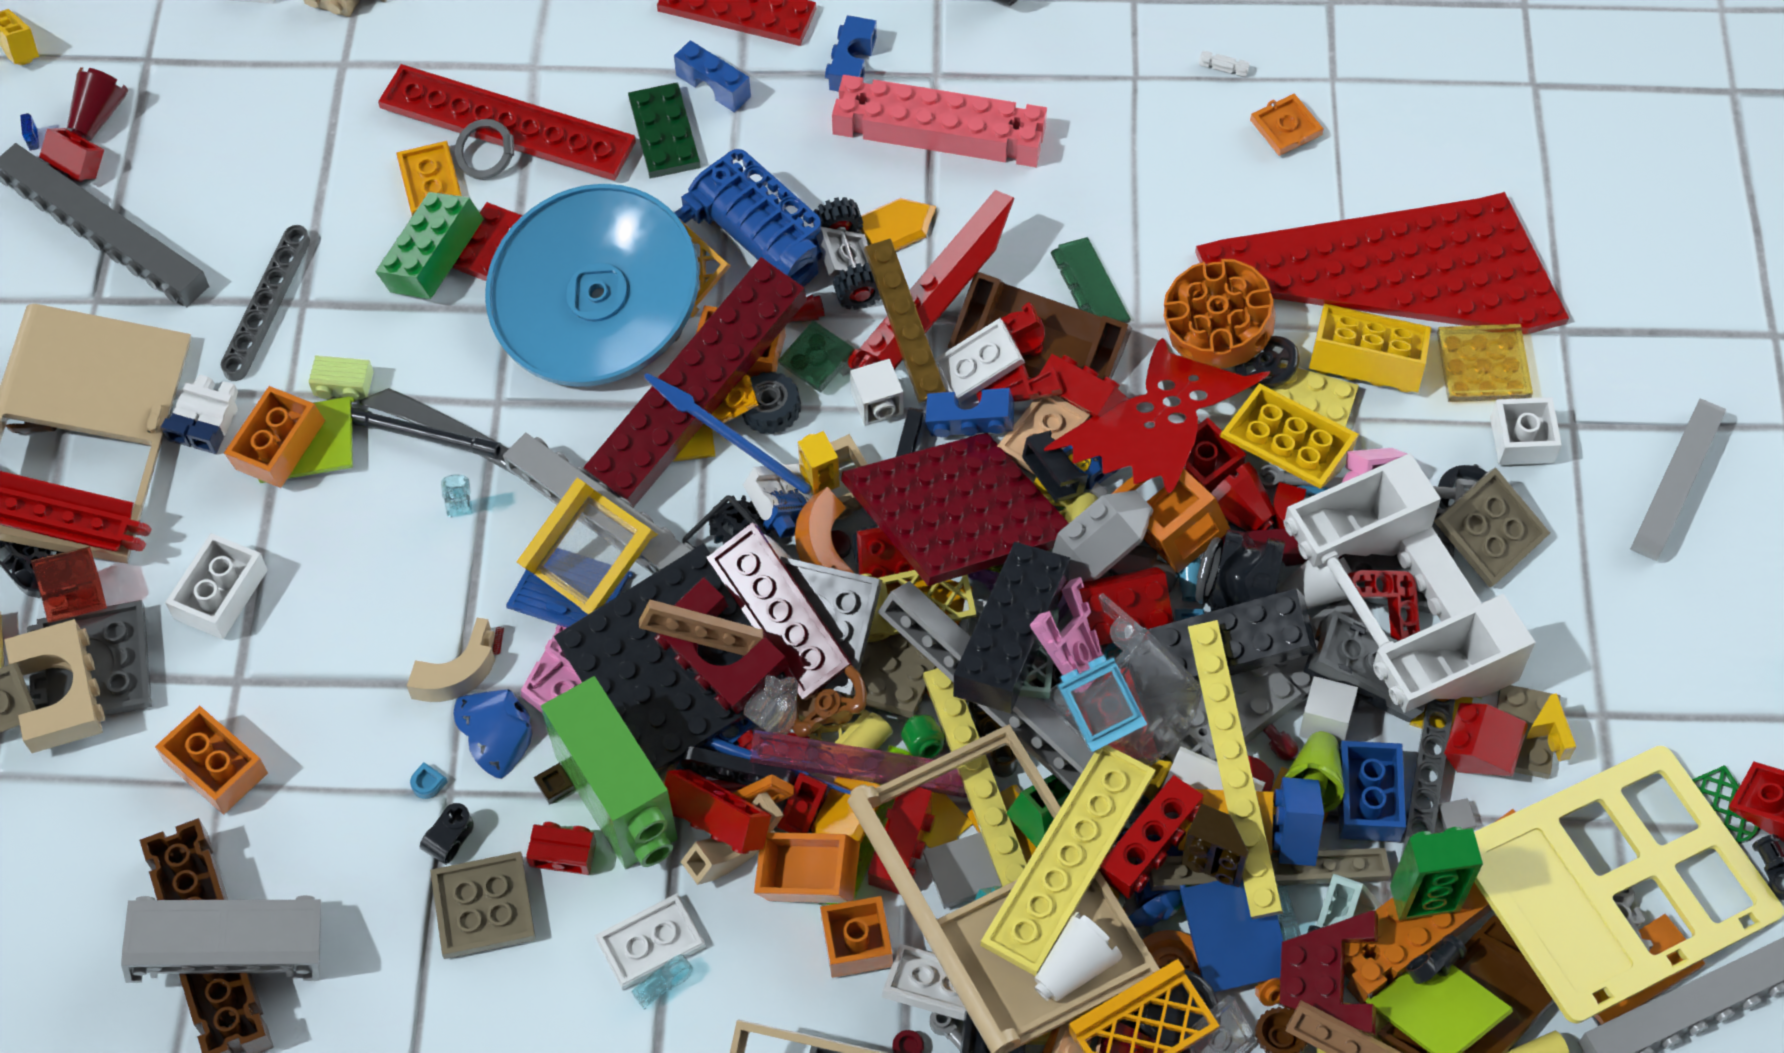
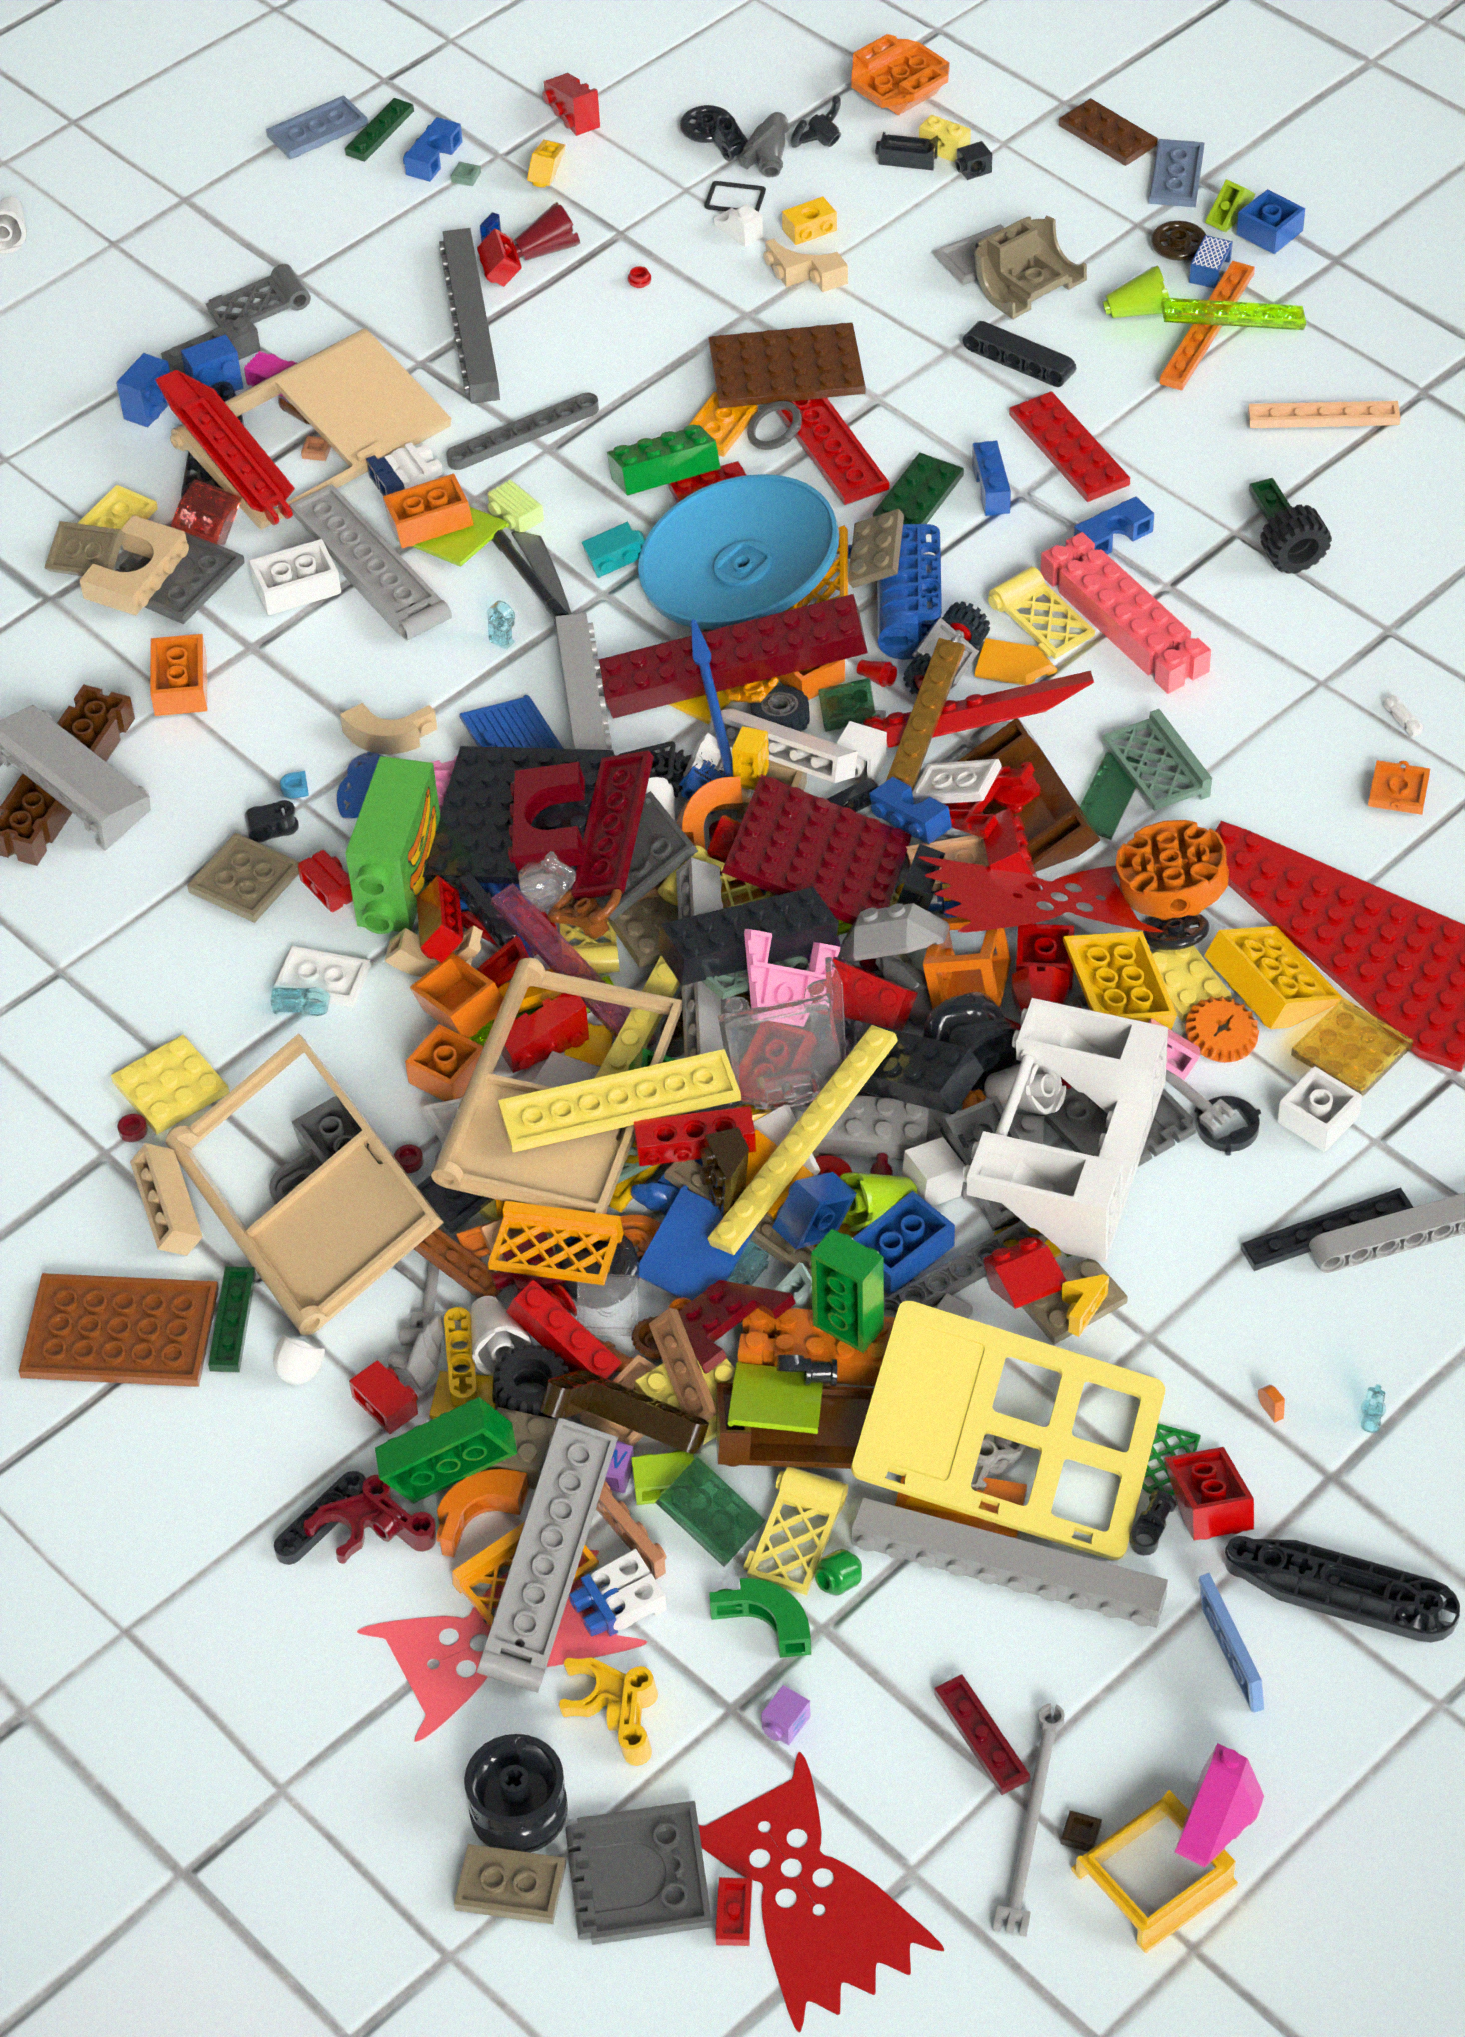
camera: 45 degrees right, 10 degrees down
(90, 448) = (315, 449): none -> nougat tile
(215, 90) = (639, 277): none -> red plate
(271, 522) = (371, 563): none -> light grey hinge
(438, 88) = (786, 365): none -> reddish brown plate
(473, 356) = (613, 549): none -> teal hinge
(499, 640) = (434, 736): red leg -> none
(586, 547) = (543, 703): piece -> none
(699, 628) = (537, 786): medium nougat plate -> none
(709, 202) = (876, 548): none -> dark tan plate
(774, 786) = (491, 935): orange tile -> none
(839, 165) = (1022, 592): none -> light yellow piece
(842, 424) = (794, 747): none -> white brick
(923, 736) = (631, 976): green head -> none
(1075, 959) = (547, 1158): white cone -> none
(1100, 703) = (746, 1018): window -> none
(1106, 214) = (1175, 754): none -> sand green fence
(1373, 431) = (1229, 1044): none -> orange gear
(1393, 592) = (1072, 1126): red beam -> none
(1492, 527) = (1209, 1150): dark tan plate -> none
(1622, 524) = (1296, 1238): none -> black tile
(1744, 695) = (1272, 1402): none -> orange tile

